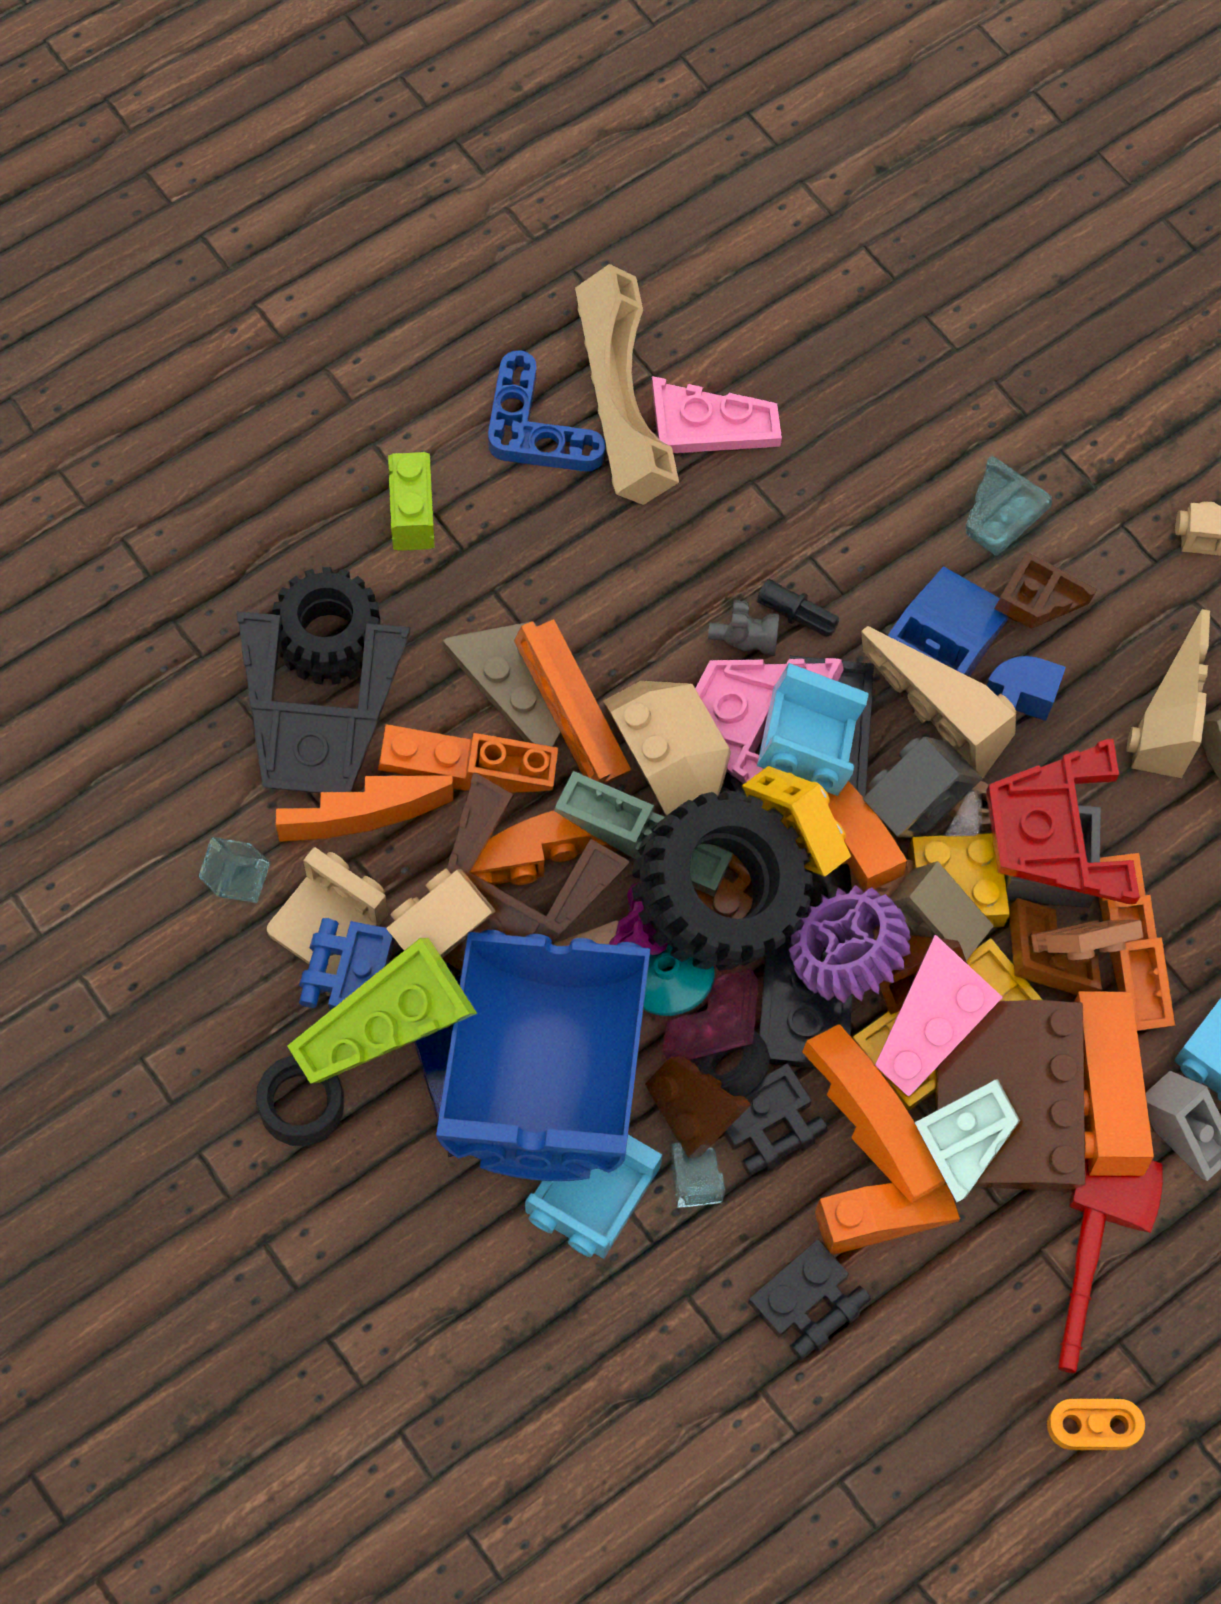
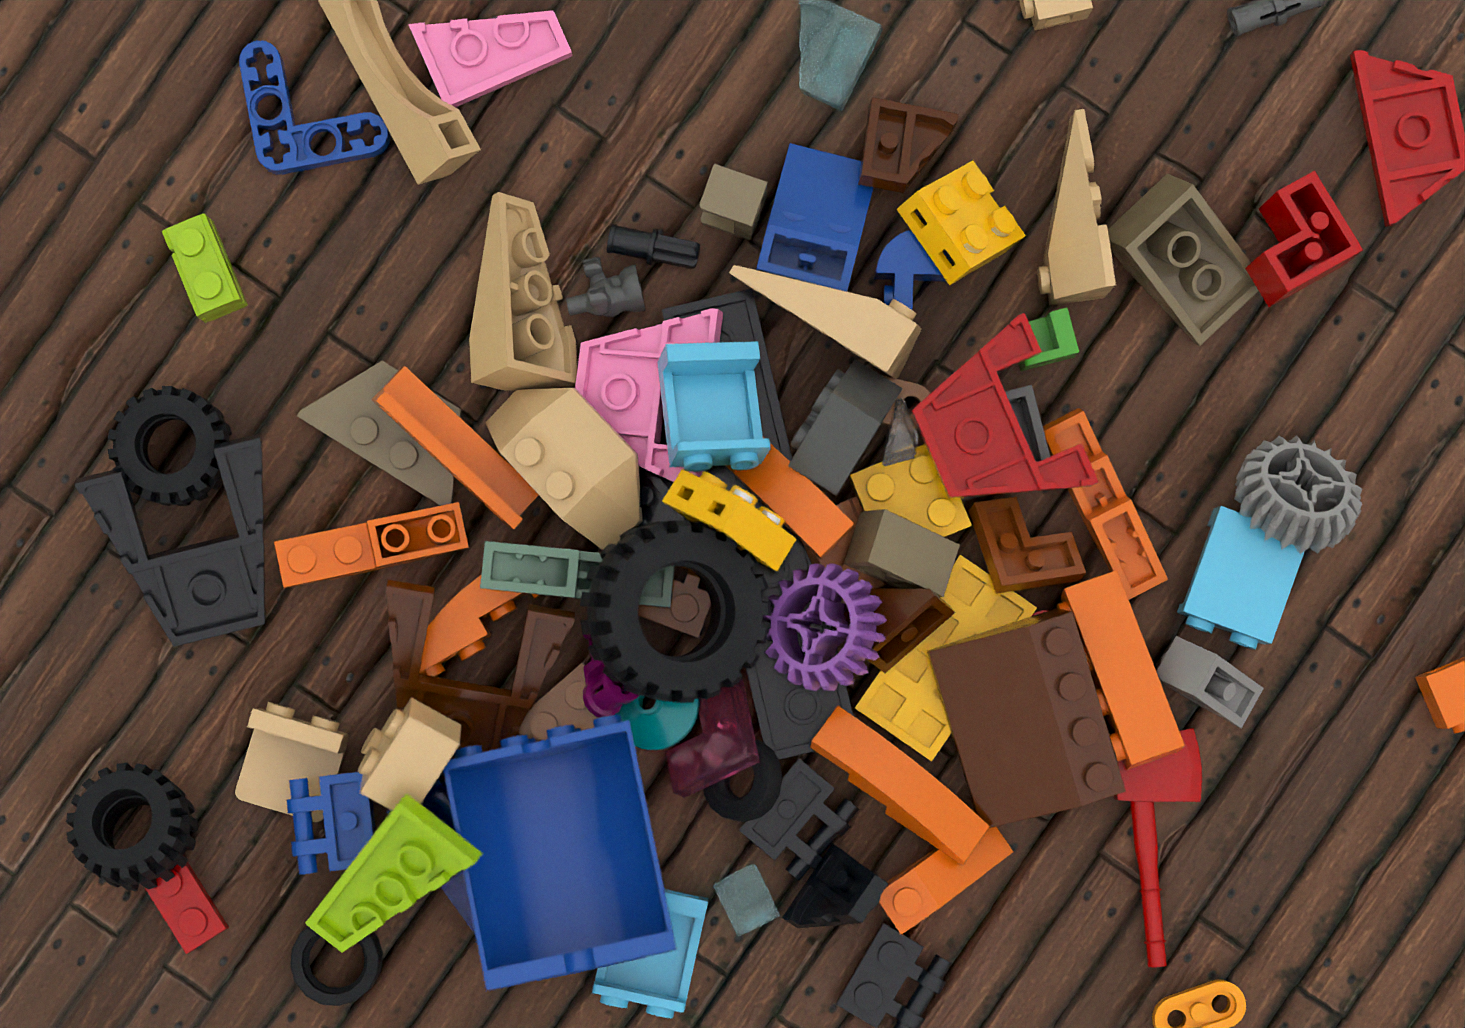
camera: 15 degrees left, 20 degrees up
(171, 942) = (104, 805): none -> black tyre
(181, 1005) = (187, 908): none -> red plate
(234, 869) = (179, 745): clear light blue panel -> none
(383, 803) = (298, 622): orange slope -> none
(662, 620) = (516, 318): none -> tan wedge
(694, 1104) = (720, 836): reddish brown wing -> none
(784, 1189) = (836, 893): none -> black wing
(885, 588) = (733, 202): none -> dark tan panel
(935, 1017) = (931, 673): bright pink wing -> none
(968, 1135) = (998, 782): light aqua wing -> none
(1081, 660) = (961, 221): none -> yellow piece
(1083, 938) = (1057, 531): nougat plate -> none
(1125, 796) = (1055, 339): none -> bright green panel

